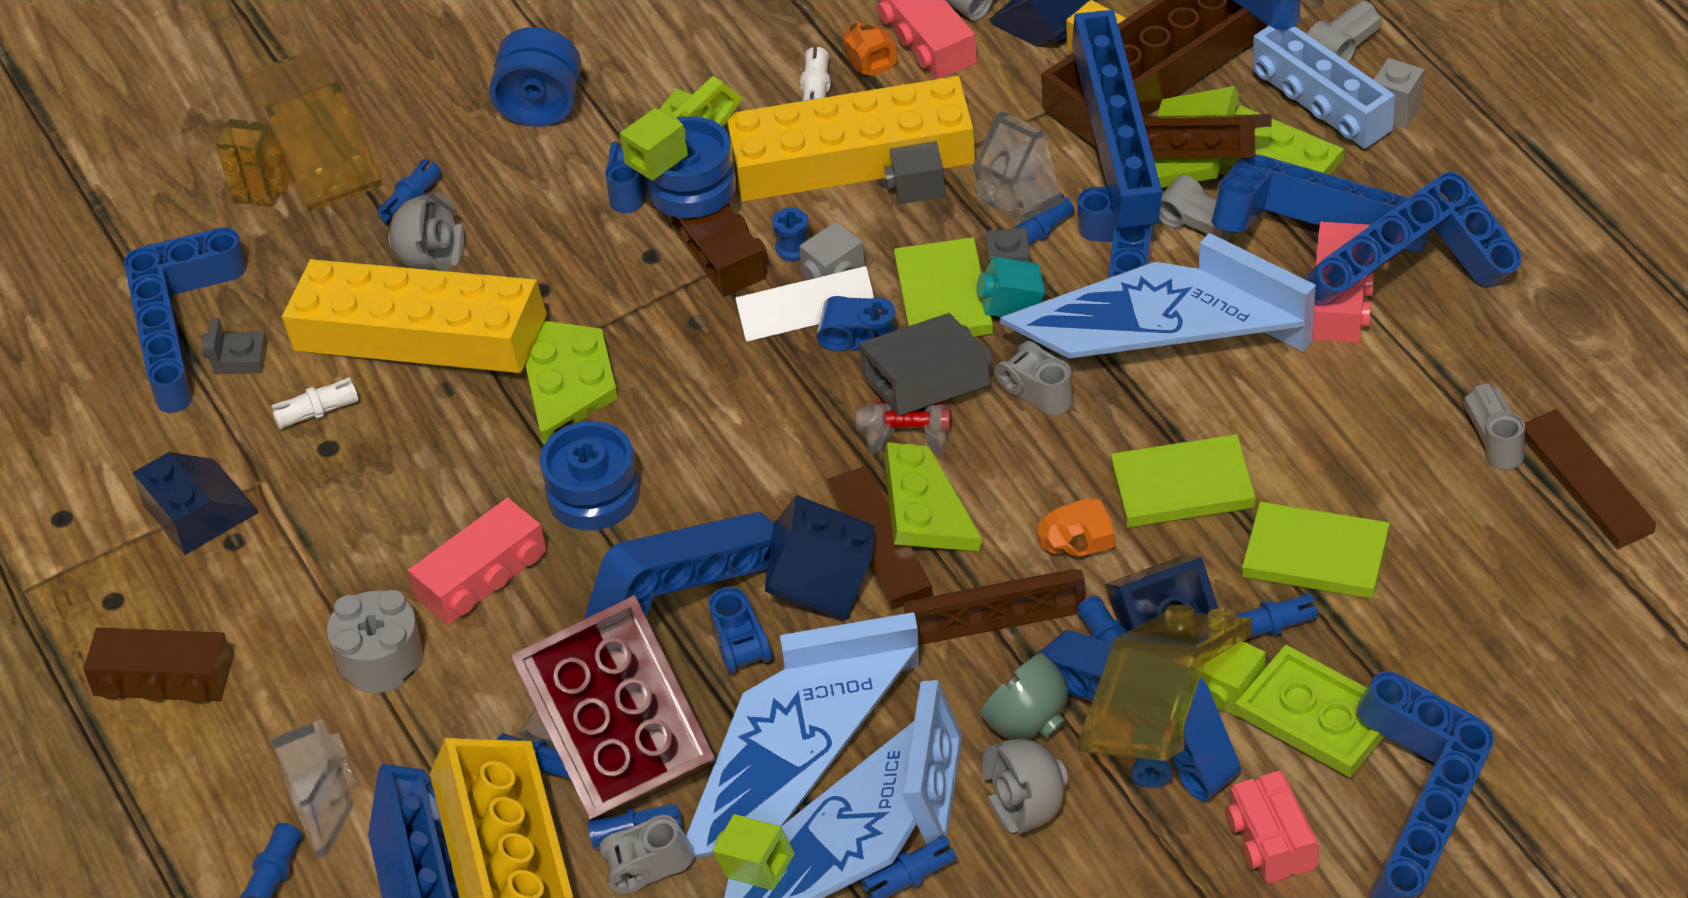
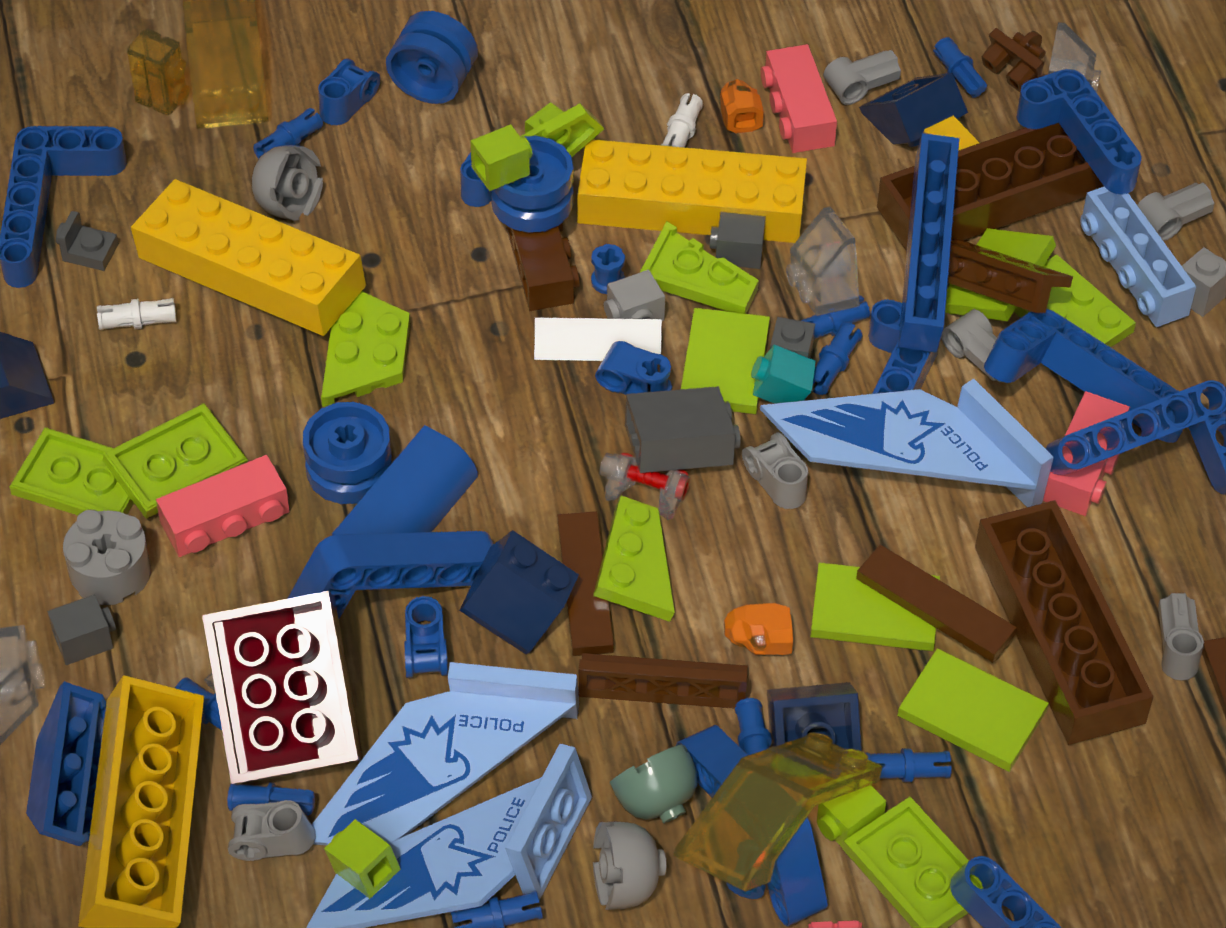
camera: 10 degrees right, 5 degrees up
(312, 572) = (69, 476): none -> lime tile
(373, 717) = (81, 629): none -> dark grey brick
(406, 529) = (172, 457): none -> lime tile
(454, 135) = (346, 92): none -> blue piece
(674, 486) = (414, 488): none -> blue brick
(887, 217) = (694, 274): none -> lime wing
(1054, 257) = (835, 357): none -> blue pin
(1244, 458) = (936, 603): none -> reddish brown tile
(1377, 442) = (1063, 622): none -> reddish brown brick

